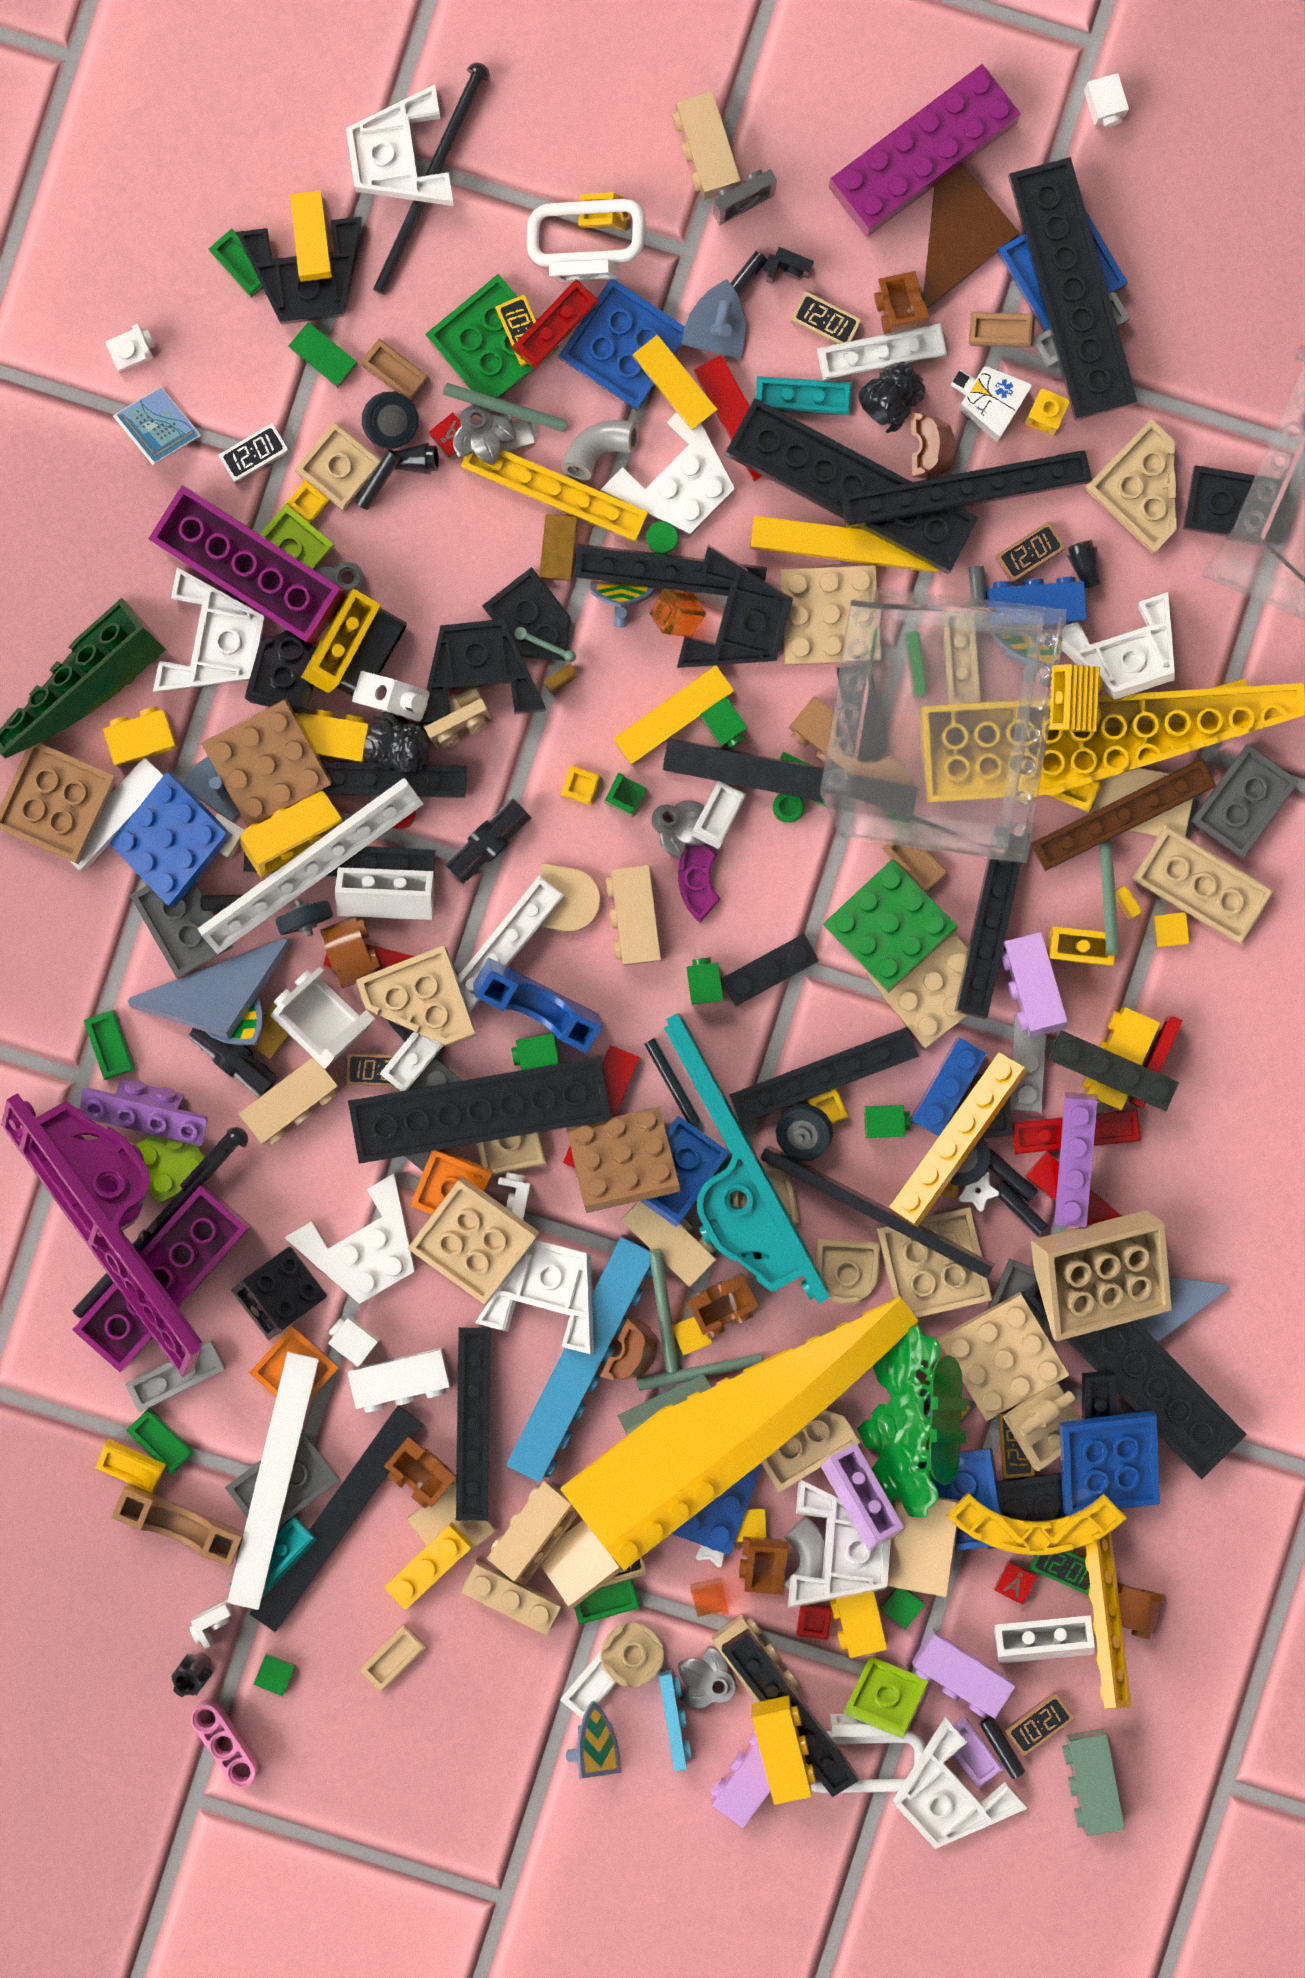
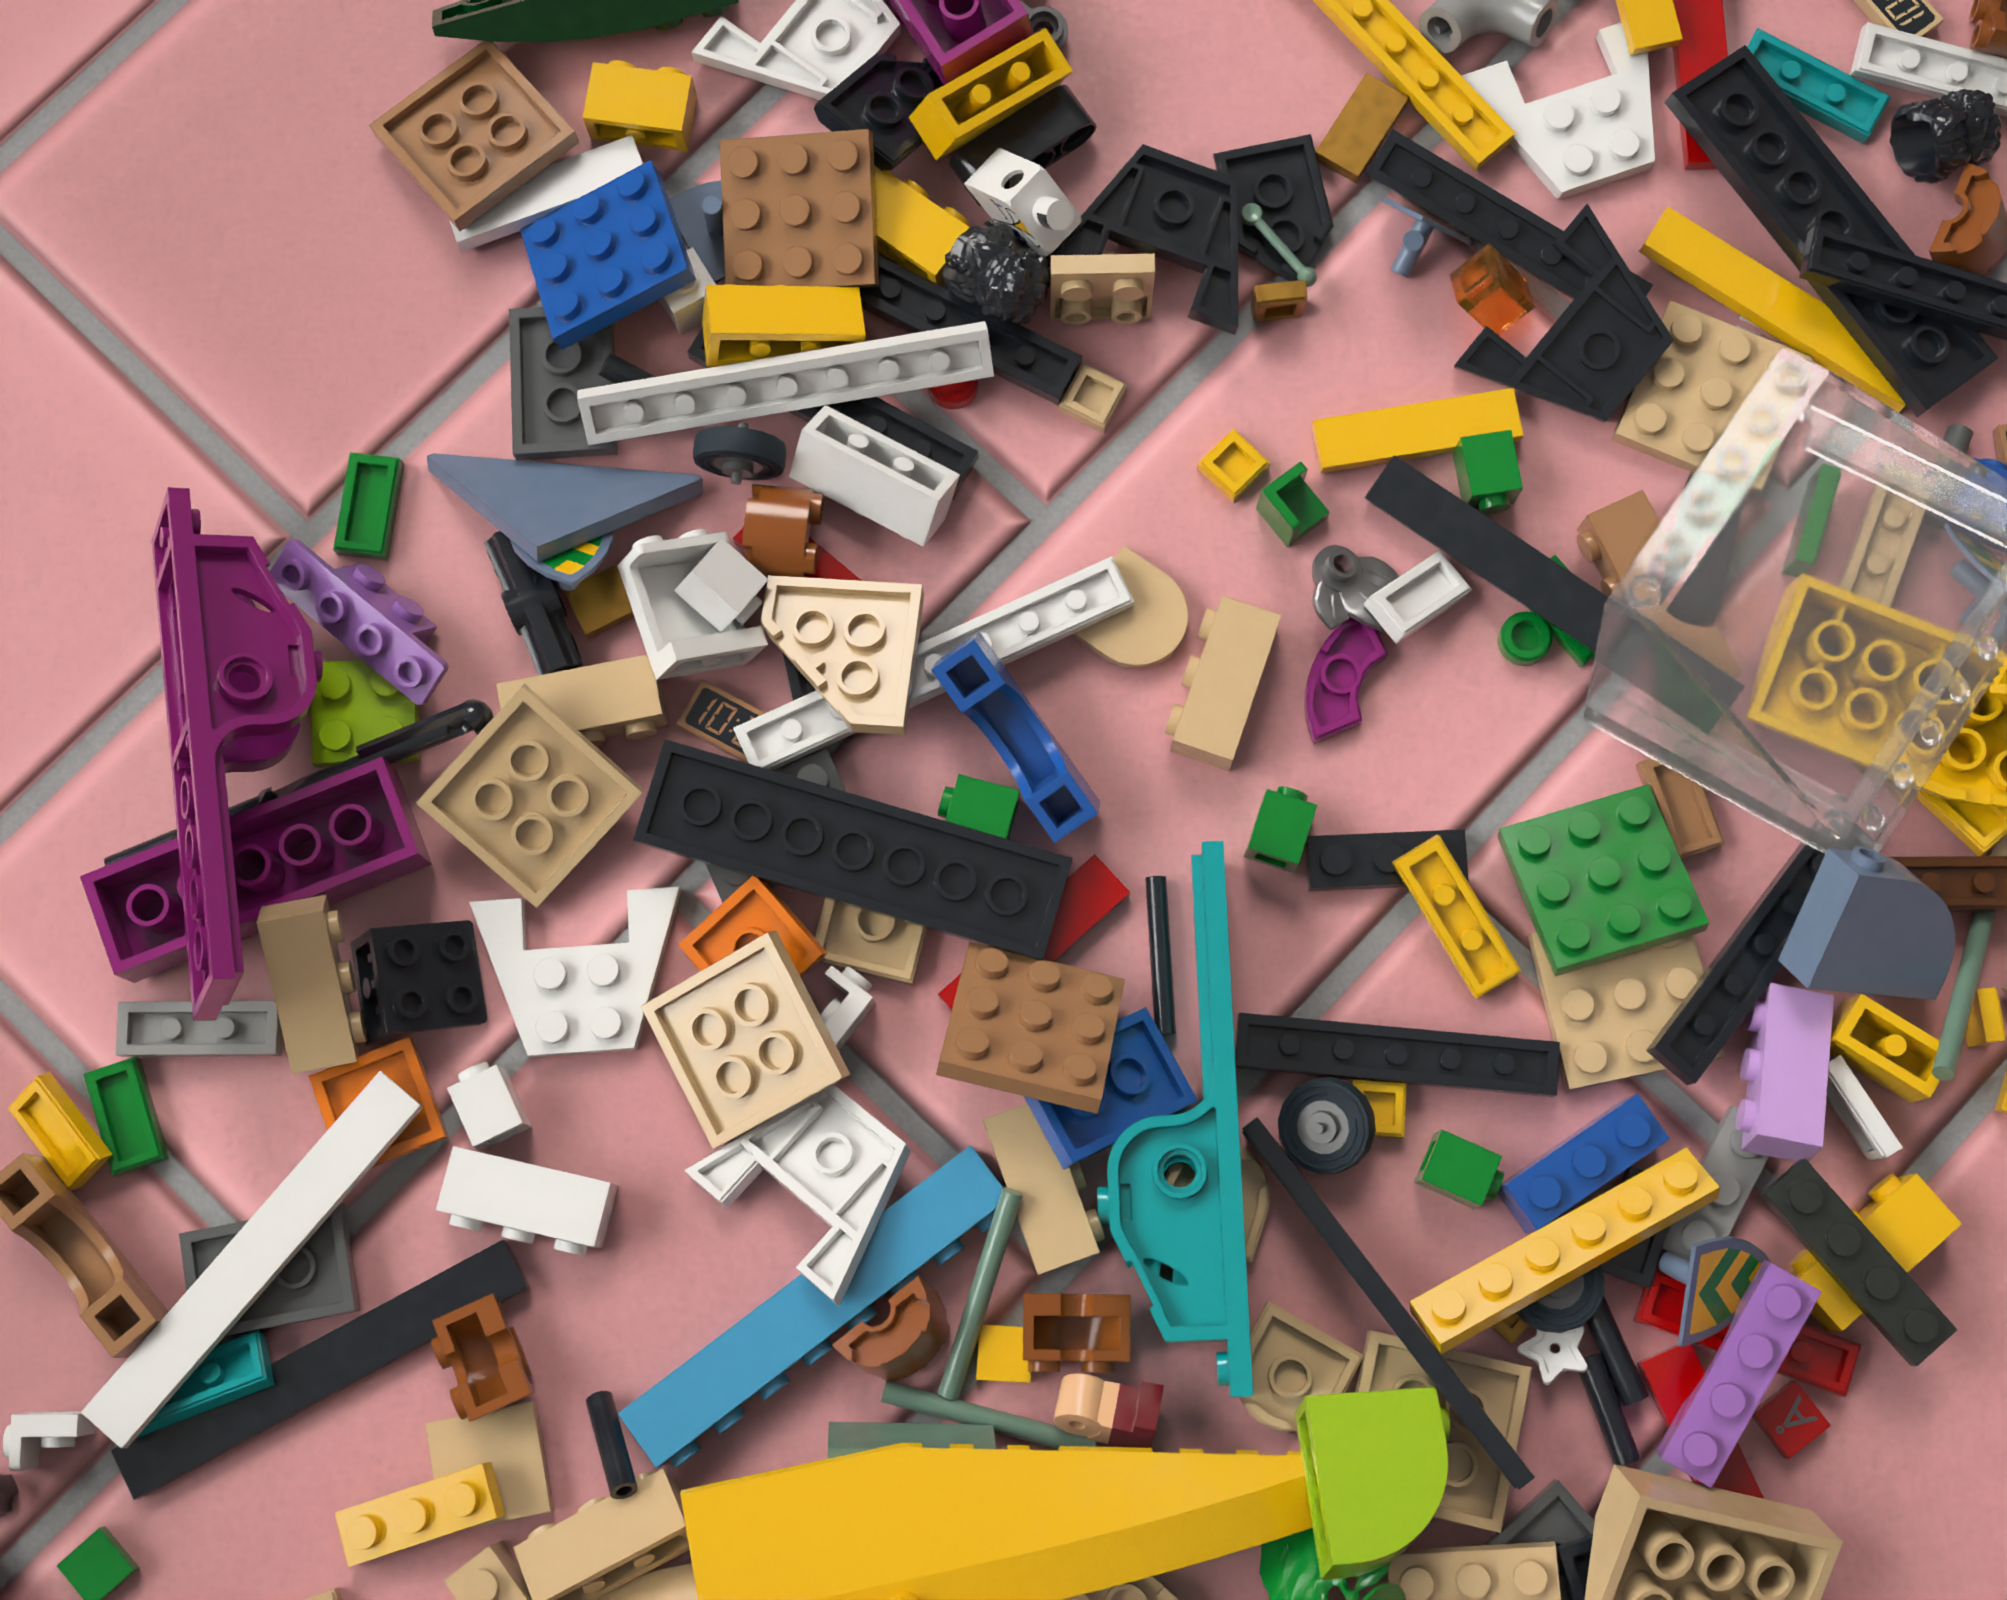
camera: 25 degrees right, 10 degrees down
(226, 1324) = (311, 983): none -> tan brick
(289, 1166) = (530, 796): none -> tan plate
(334, 999) = (723, 586): none -> white brick
(472, 1424) = (600, 1326): black plate -> none
(483, 784) = (1092, 398): none -> tan tile
(488, 841) = (1061, 476): black piece -> none
(511, 1483) = (611, 1445): none -> black piece
(661, 537) = (1518, 179): green tile -> none
(760, 1337) = (1108, 1410): none -> leg
(821, 984) = (1456, 916): none -> yellow tile
(909, 1305) = (1371, 1473): none -> lime brick
(1043, 891) = (1870, 929): none -> sand blue brick
(1043, 1119) = (1714, 1283): none -> shield
(1080, 985) = (1859, 1112): none -> white tile
(1117, 1166) = (1790, 1419): none -> red tile
(1160, 1049) = (1938, 1270): red tile -> none

